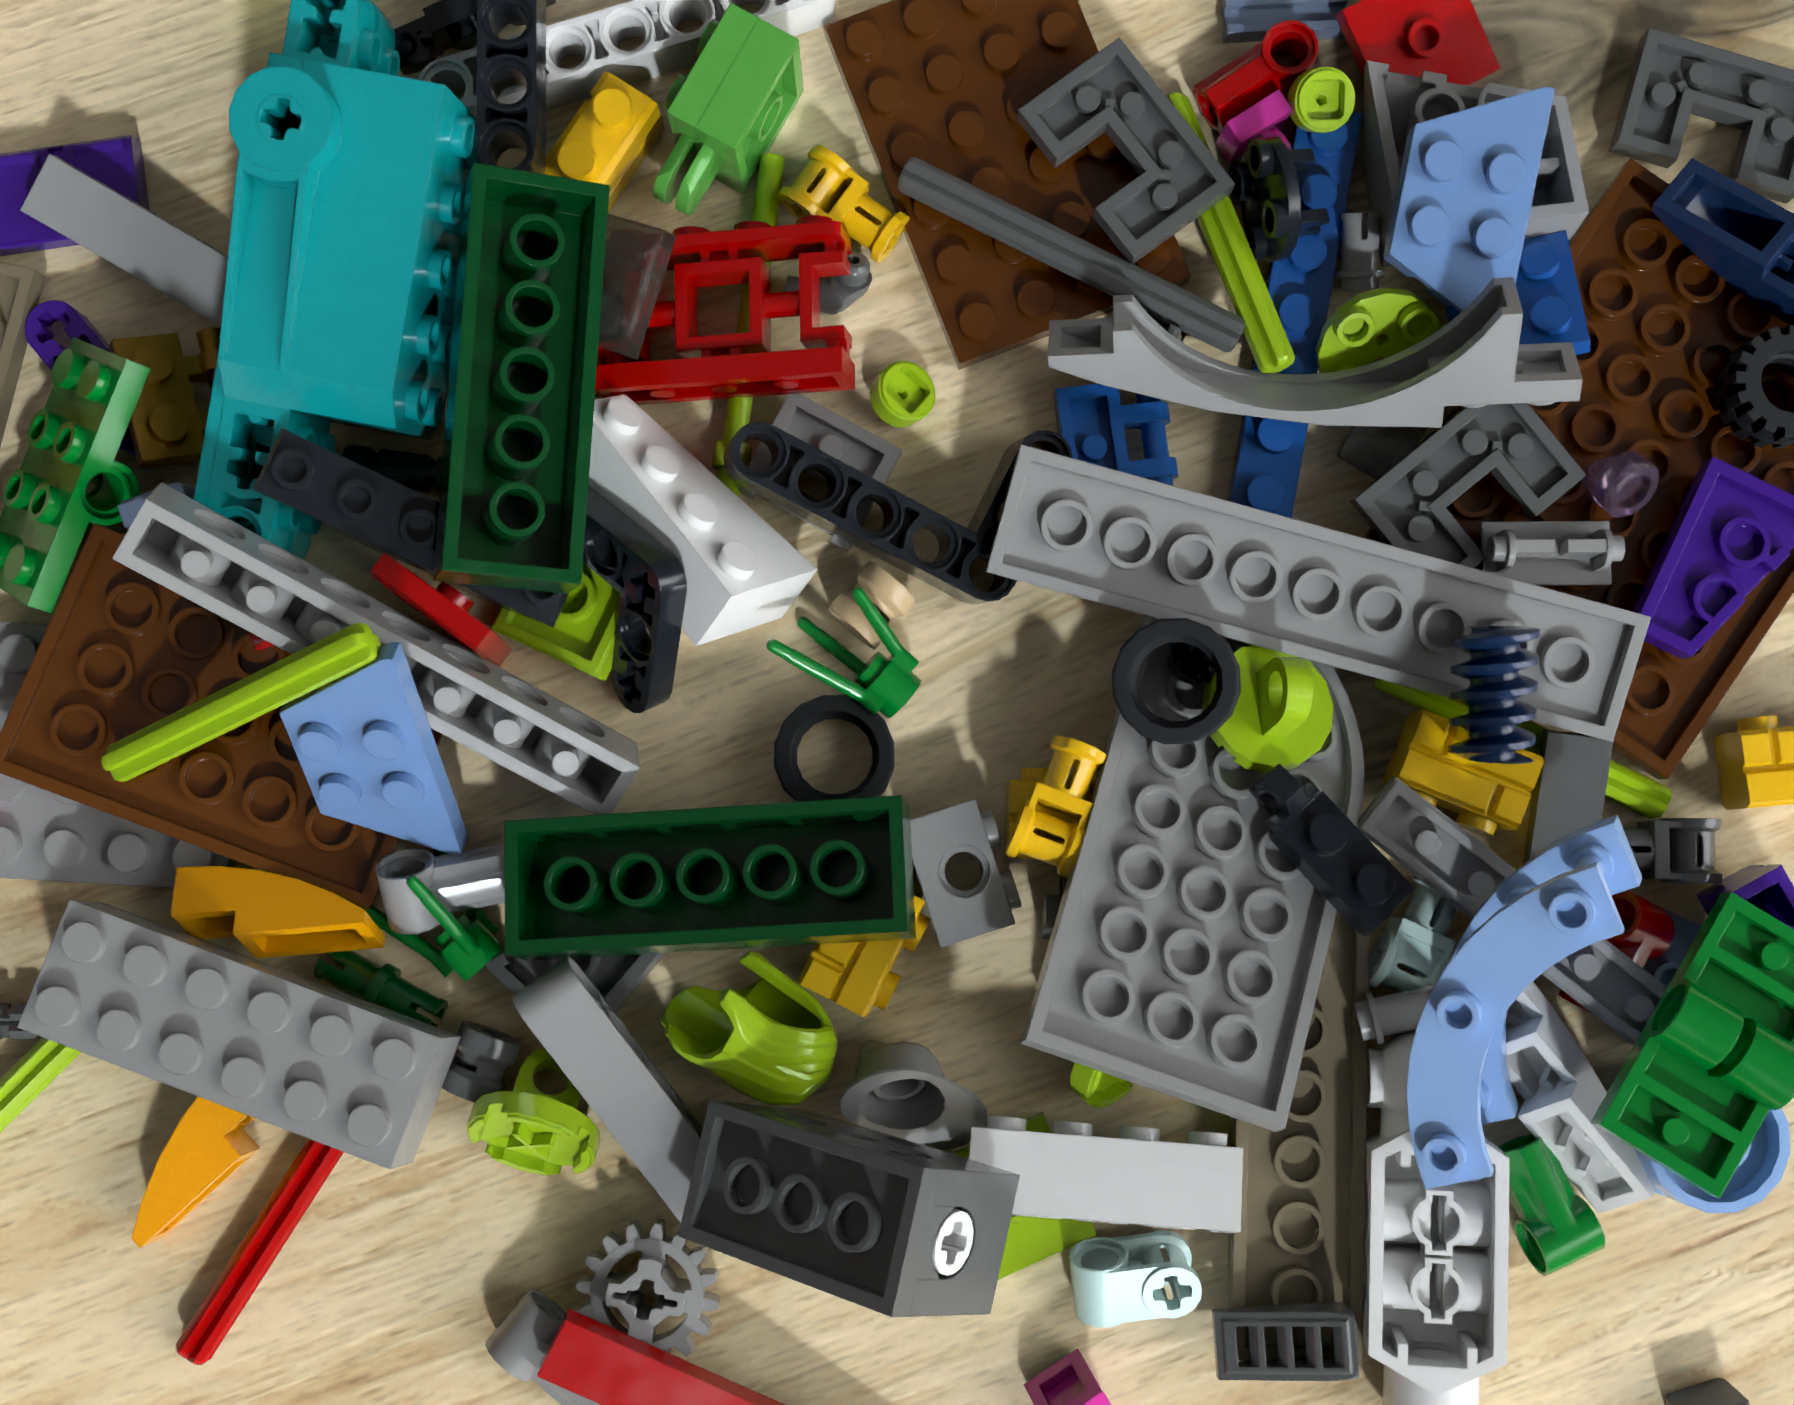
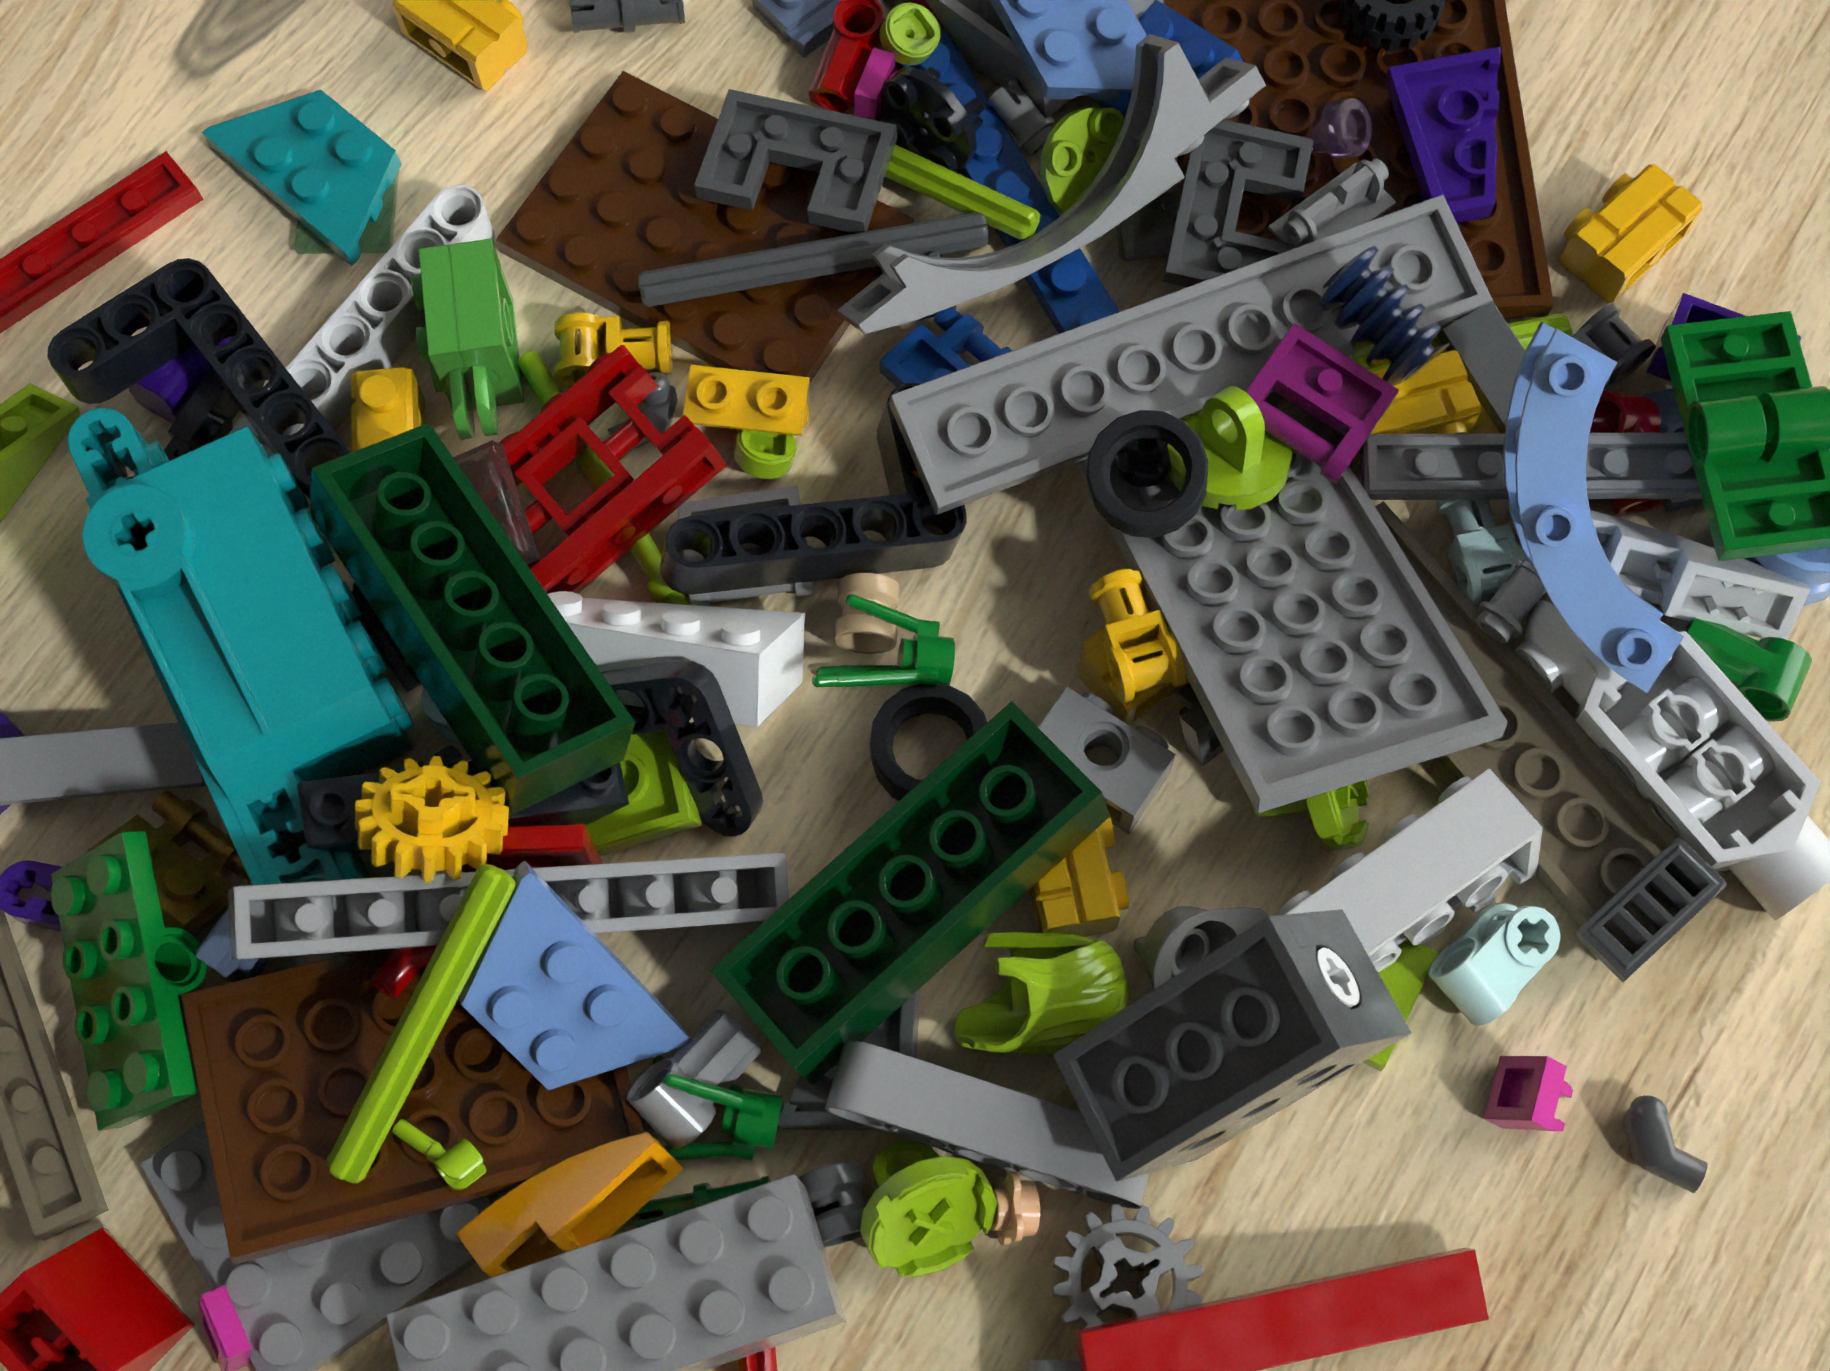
camera: 30 degrees left, 15 degrees down
(203, 823) = (457, 1166): none -> lime hand
(363, 575) = (431, 818): none -> yellow gear
(608, 1174) = (1016, 1208): none -> light nougat plate
(916, 342) = (747, 400): none -> yellow hinge
(1330, 851) = (1361, 515): black hinge -> none
(1395, 717) = (1327, 388): none -> magenta plate

